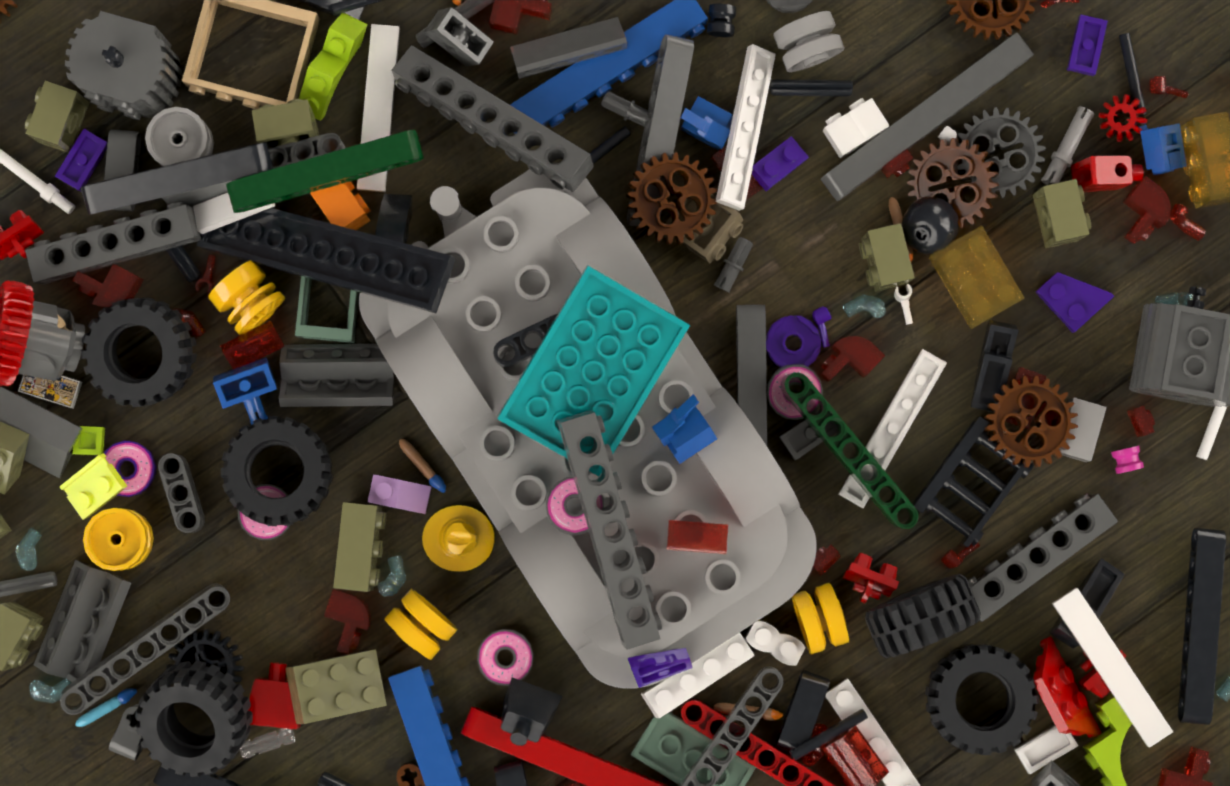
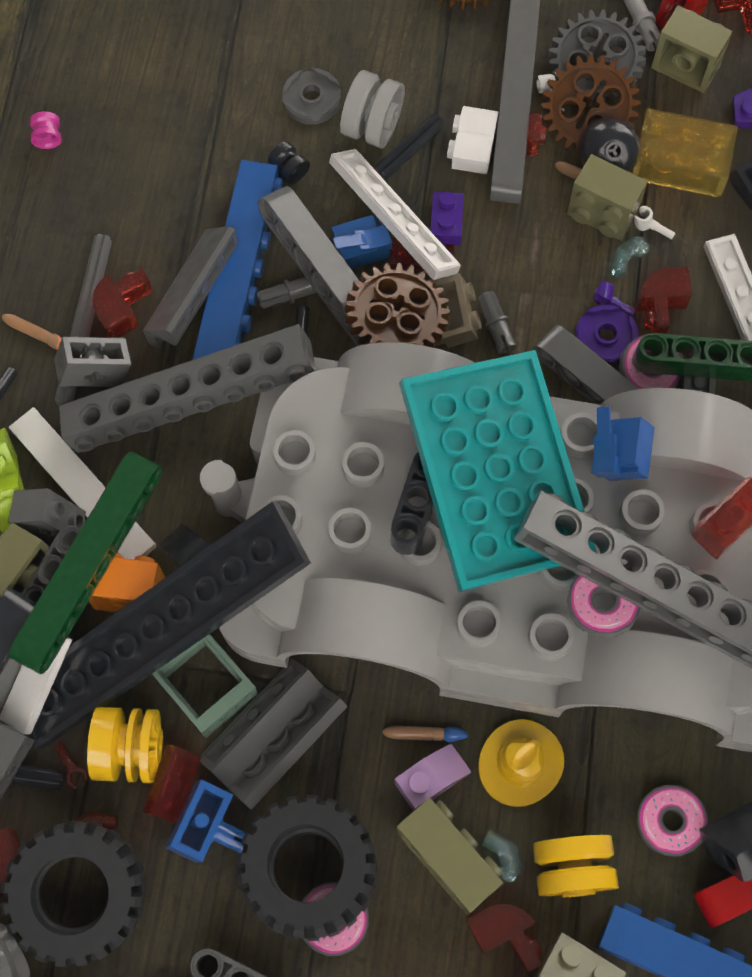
camera: 40 degrees left, 15 degrees down
(335, 111) = (44, 513): none -> dark grey brick

